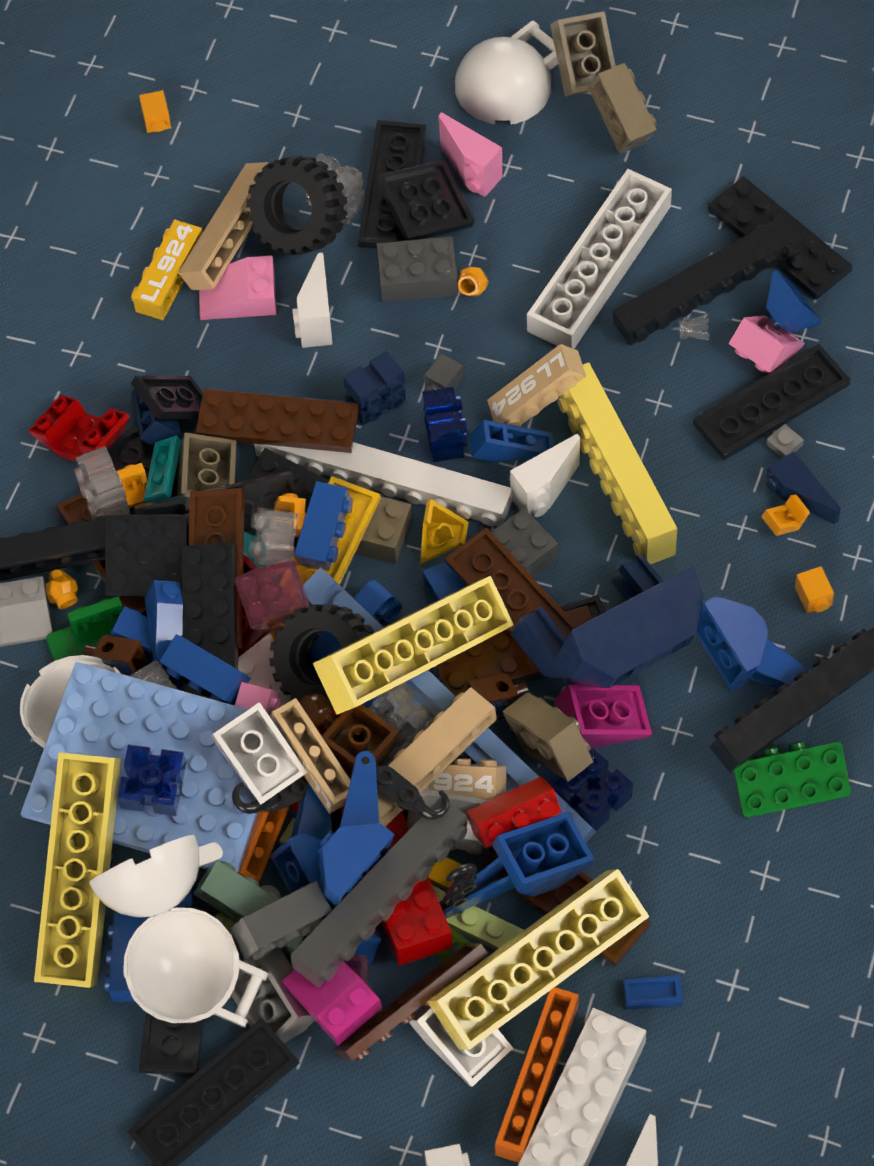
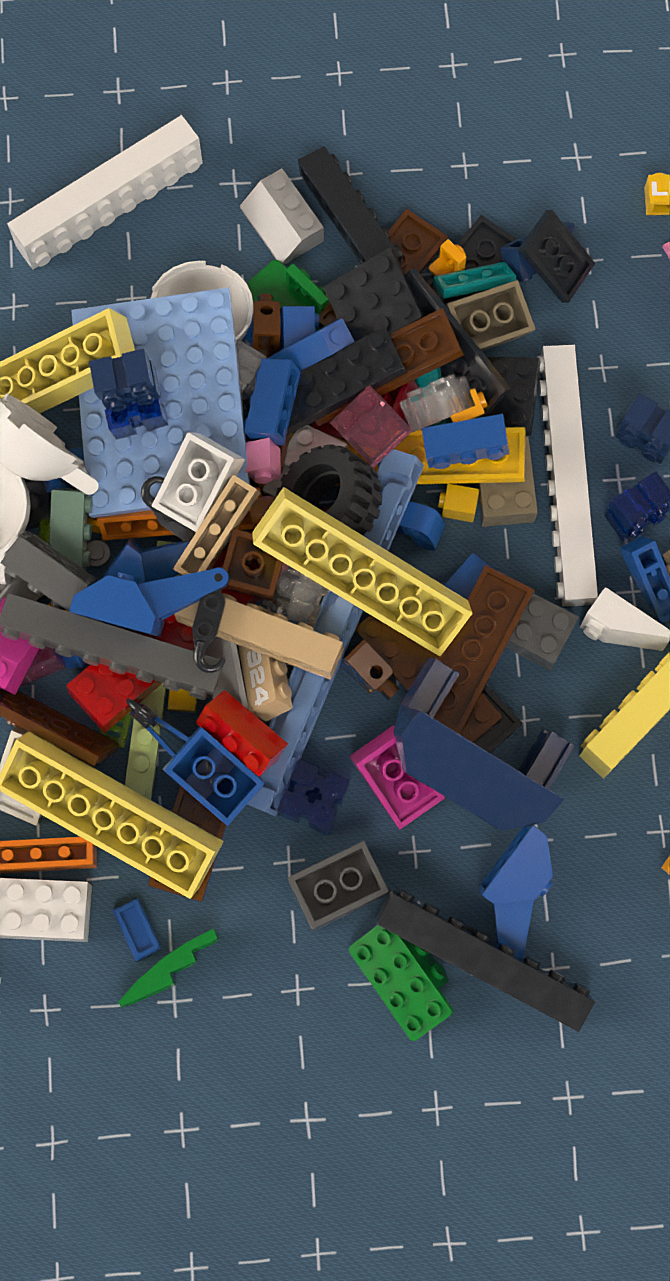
camera: 65 degrees right, 15 degrees up
(61, 589) = (325, 250): light orange rock -> none
(73, 432) = (488, 190): red slope -> none
(101, 484) = (427, 233): clear brick -> none
(141, 760) = (125, 380): none -> dark blue brick
(278, 420) = (573, 357): reddish brown plate -> none
(367, 566) = (459, 502): none -> yellow brick
(441, 531) = (528, 552): yellow slope -> none
(548, 736) = (339, 735): dark tan brick -> none
(686, 798) = (338, 886): none -> dark grey brick
(704, 979) = (160, 975): none -> green slope
(814, 590) = (616, 927): light orange brick -> none

